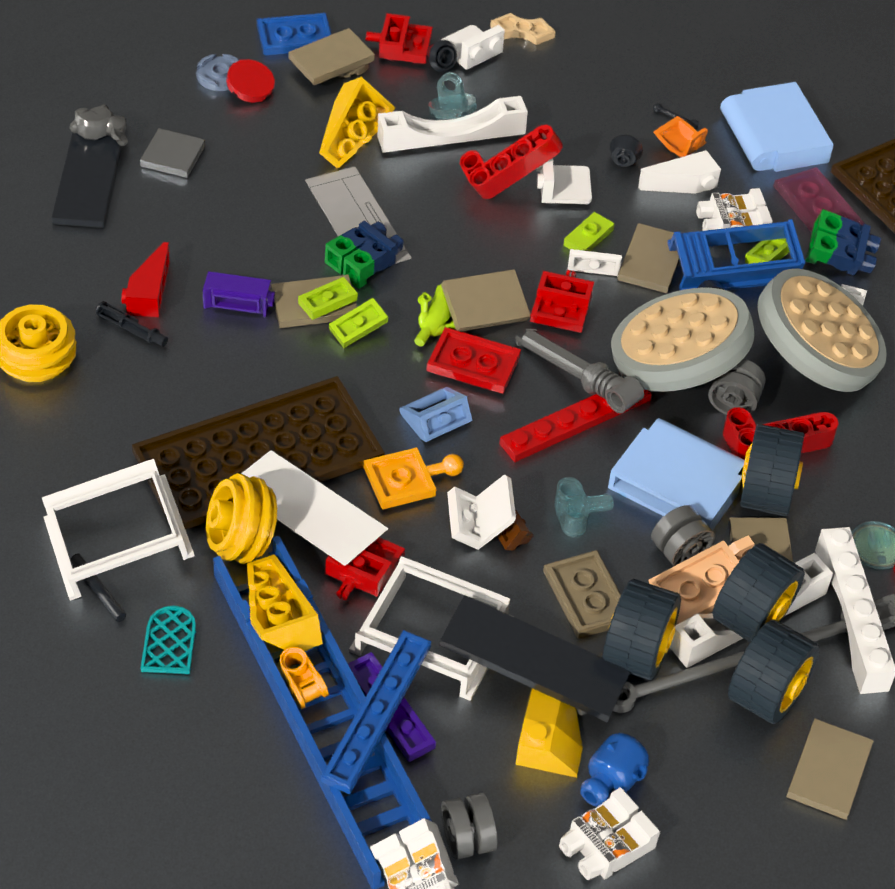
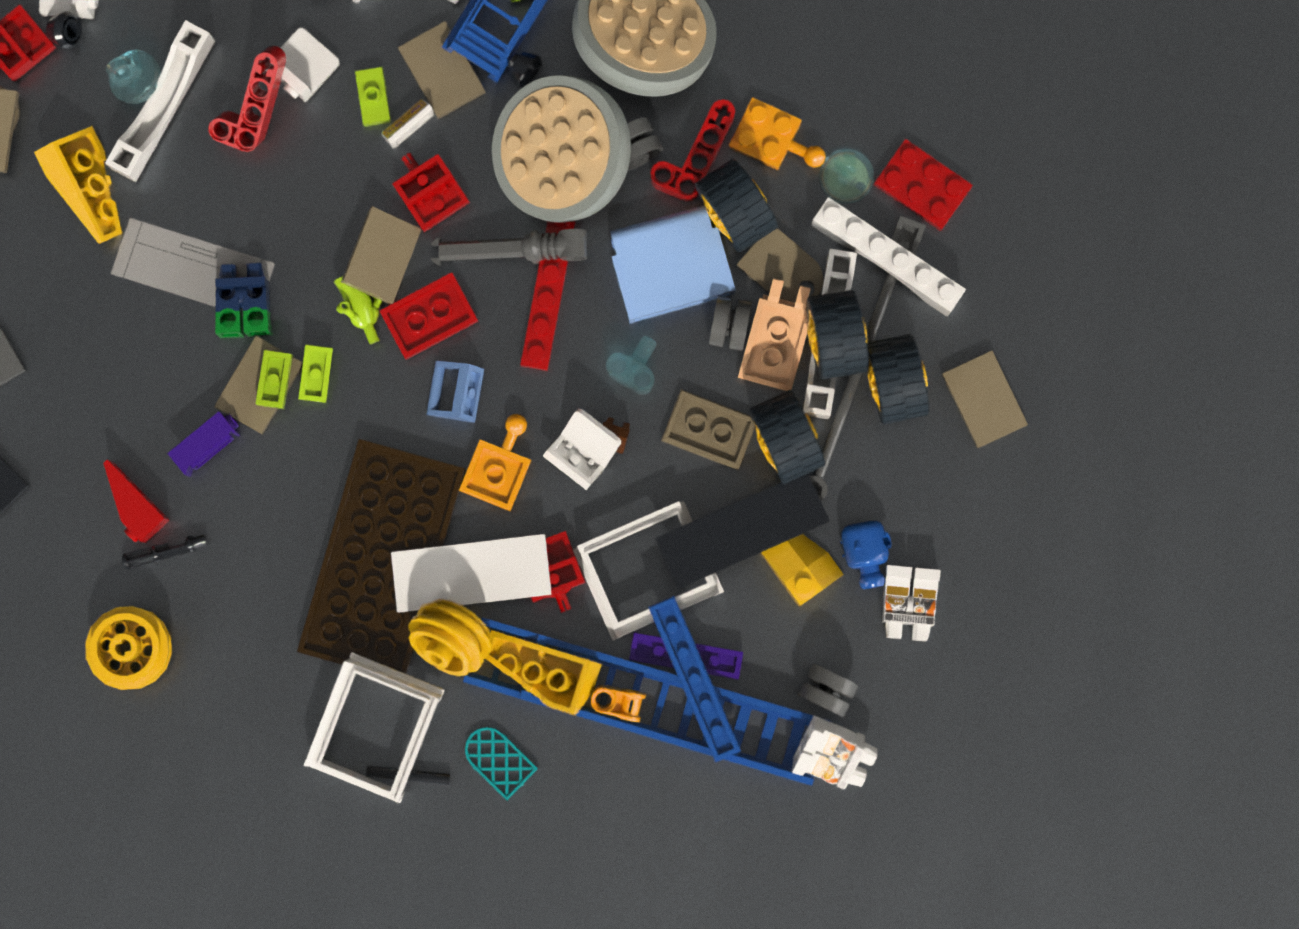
camera: 40 degrees left, 35 degrees up
(845, 471) = (769, 134): none -> light orange plate

